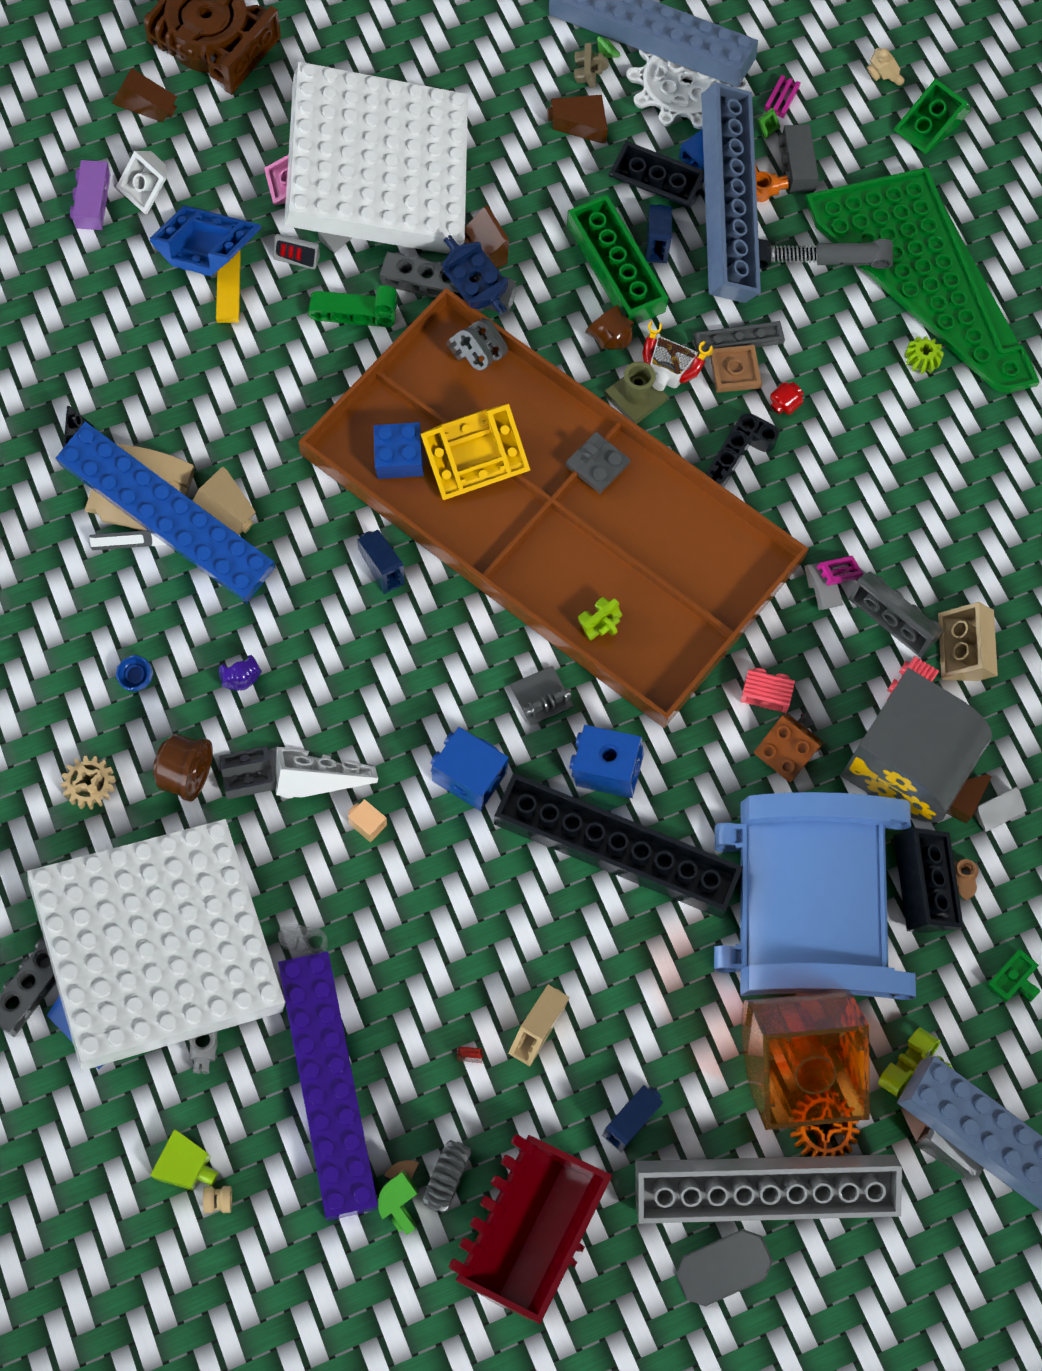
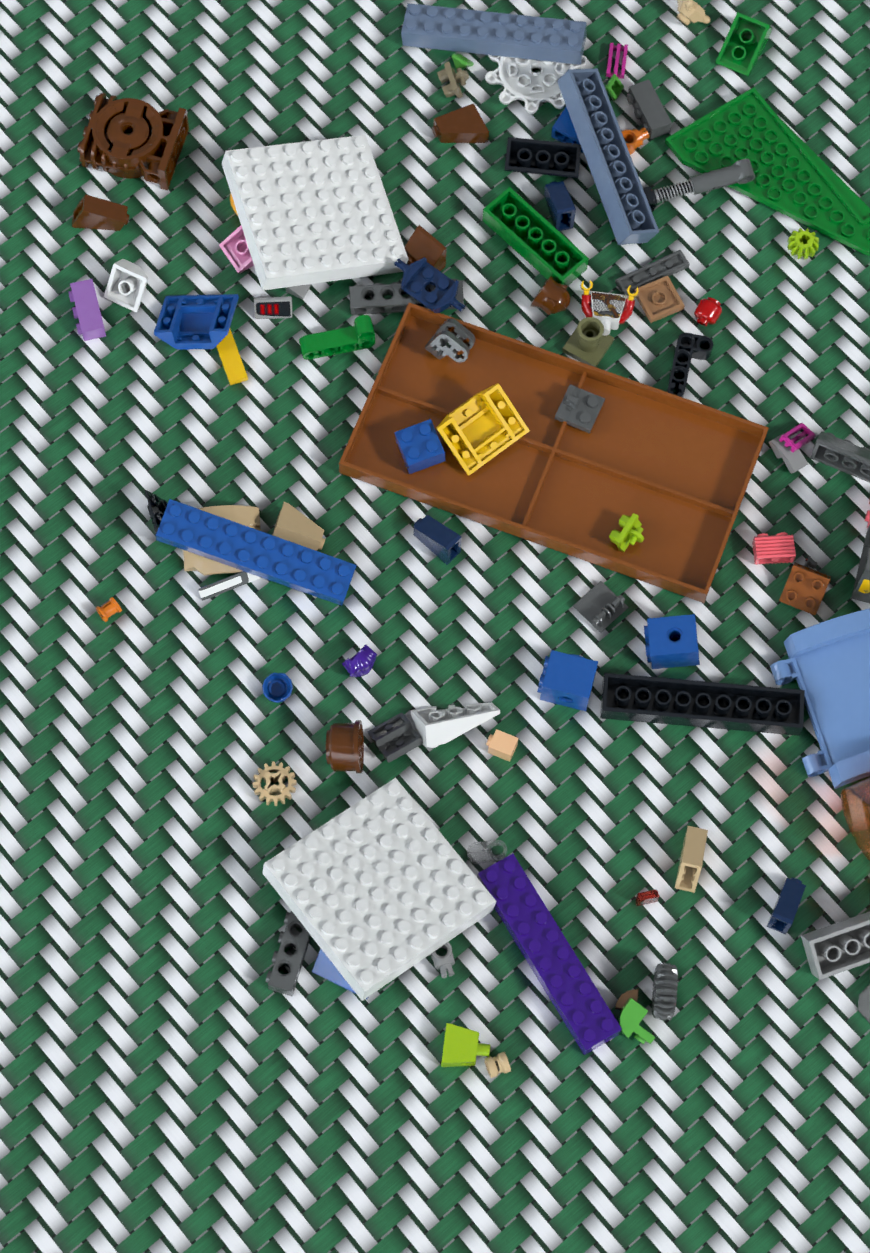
camera: 15 degrees left, 0 degrees up
(531, 1228) = (743, 1008): dark red piece -> none

